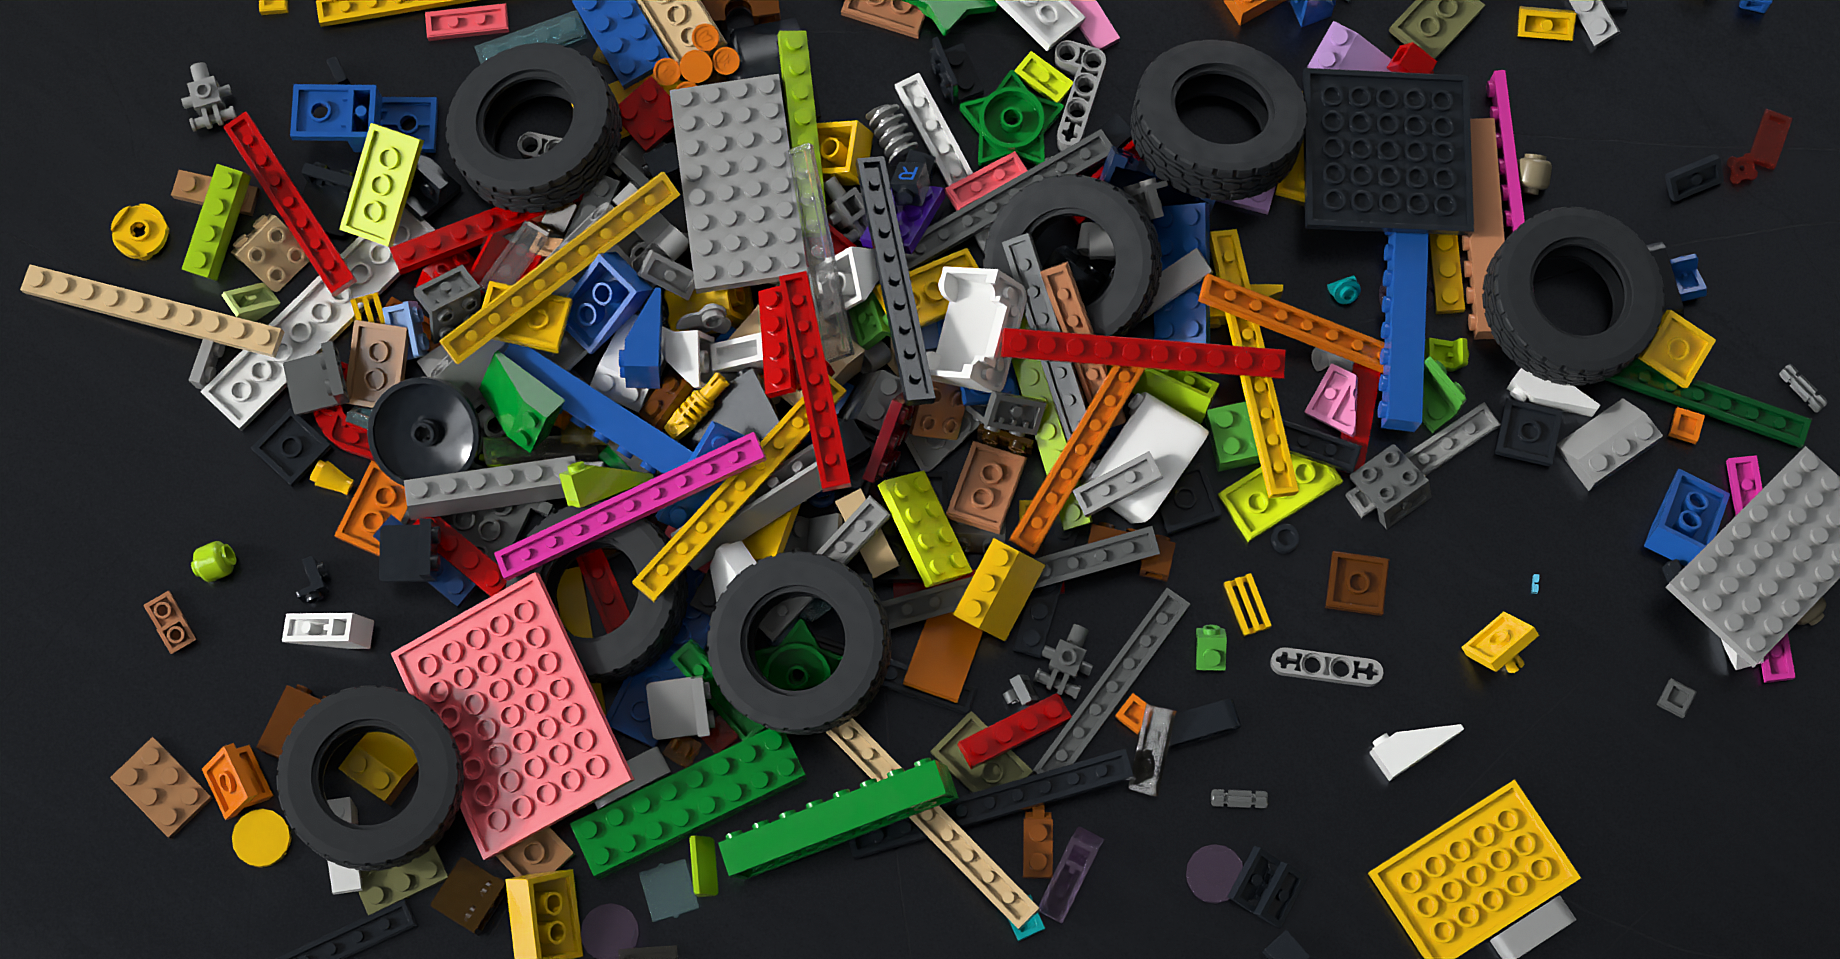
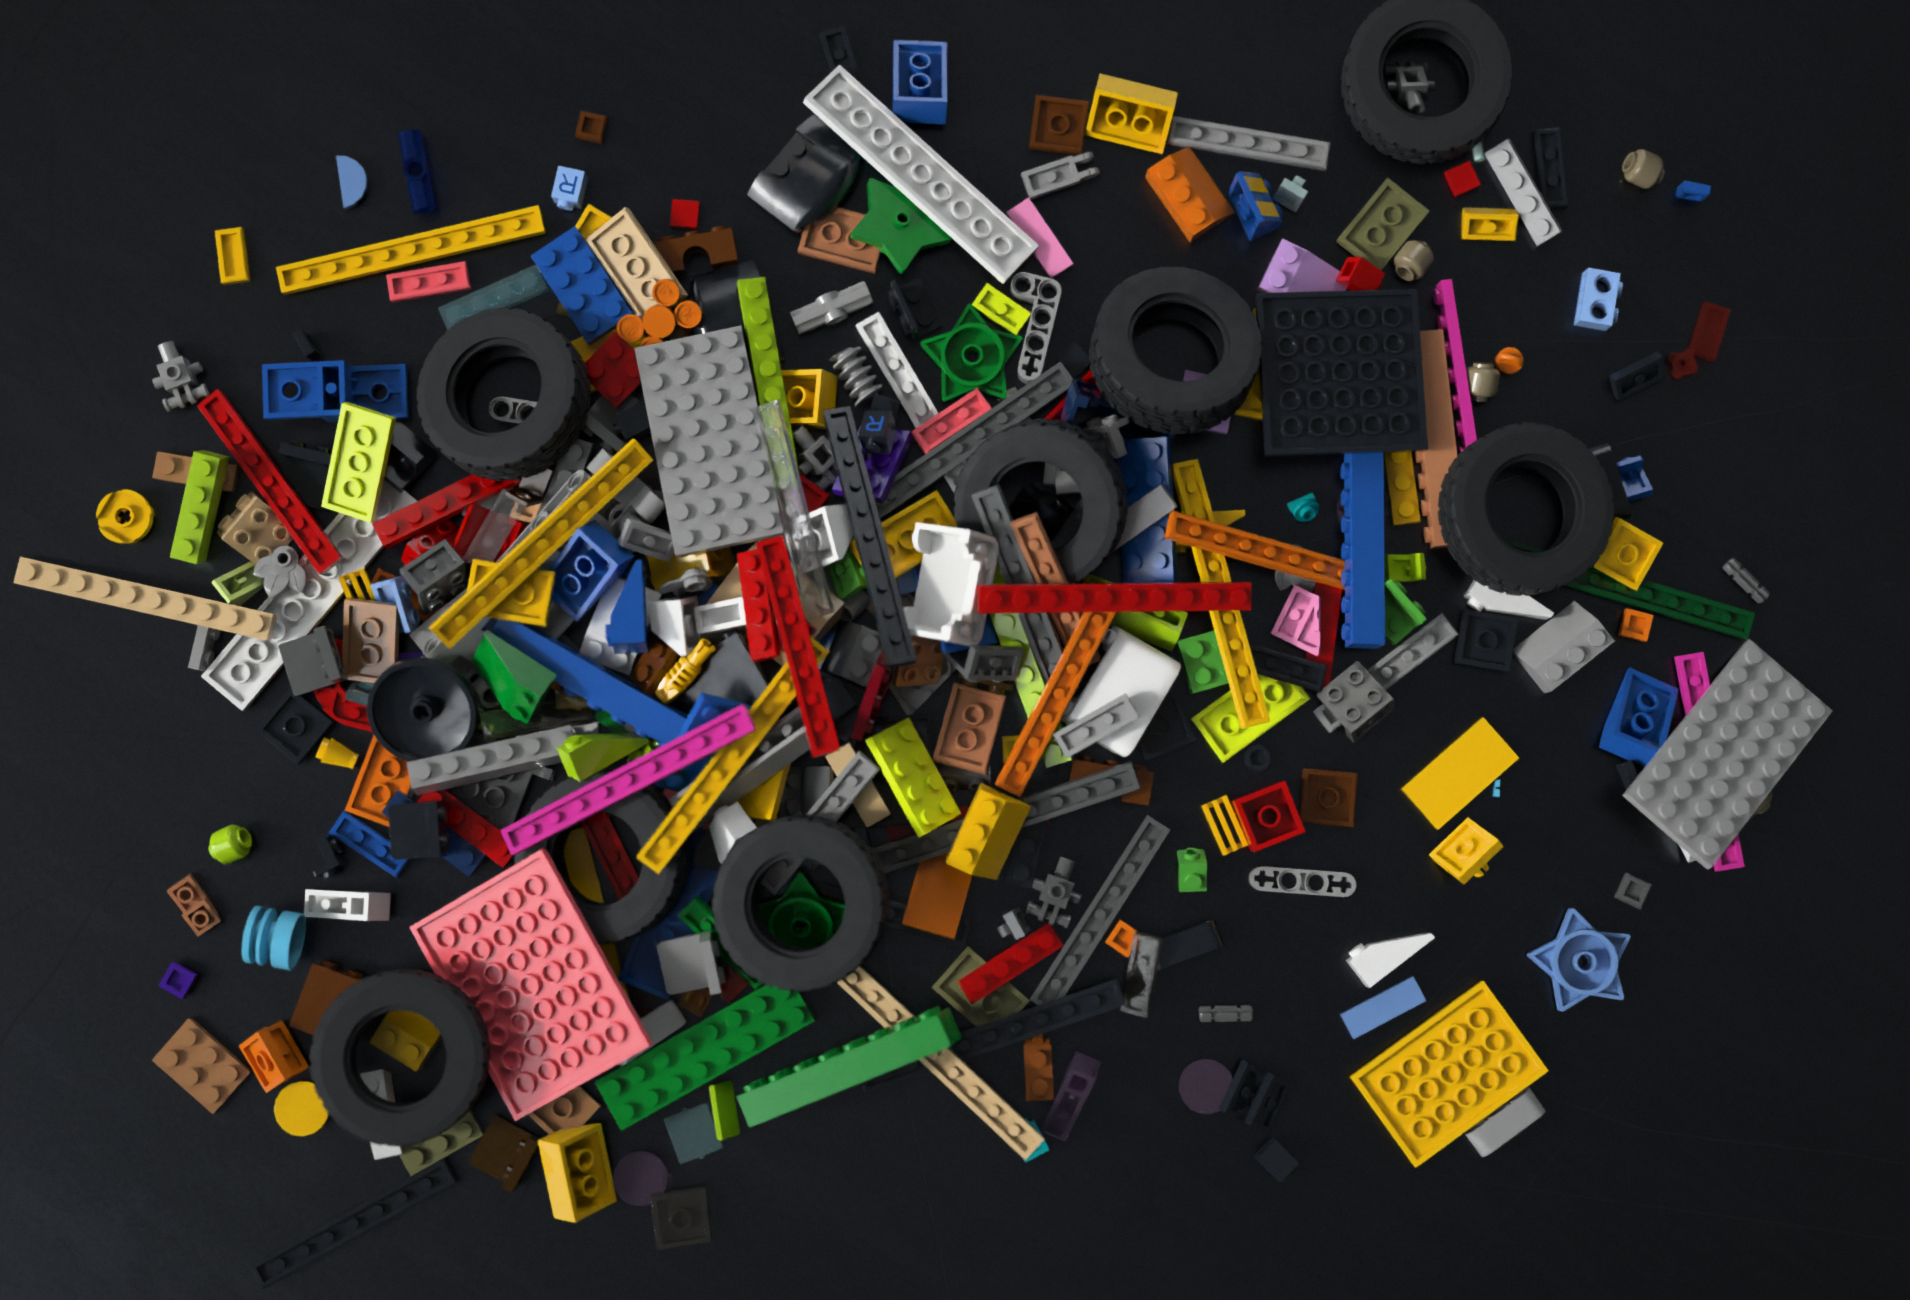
camera: 10 degrees left, 10 degrees up
(146, 697) = (178, 980): none -> dark purple plate
(249, 656) = (273, 937): none -> medium azure wheel
(290, 295) = (279, 575): none -> light grey plate
(357, 571) = (367, 843): none -> blue tile
(871, 67) = (831, 307): none -> light grey piece
(1293, 594) = (1268, 816): none -> red brick
(1406, 802) = (1382, 1007): none -> medium blue tile
(1467, 52) = (1413, 260): none -> dark tan head
(1497, 566) = (1460, 773): none -> yellow tile
(1562, 157) = (1509, 361): none -> orange tile
(1637, 754) = (1601, 956): none -> medium blue plate
(1650, 99) = (1591, 297): none -> light blue brick

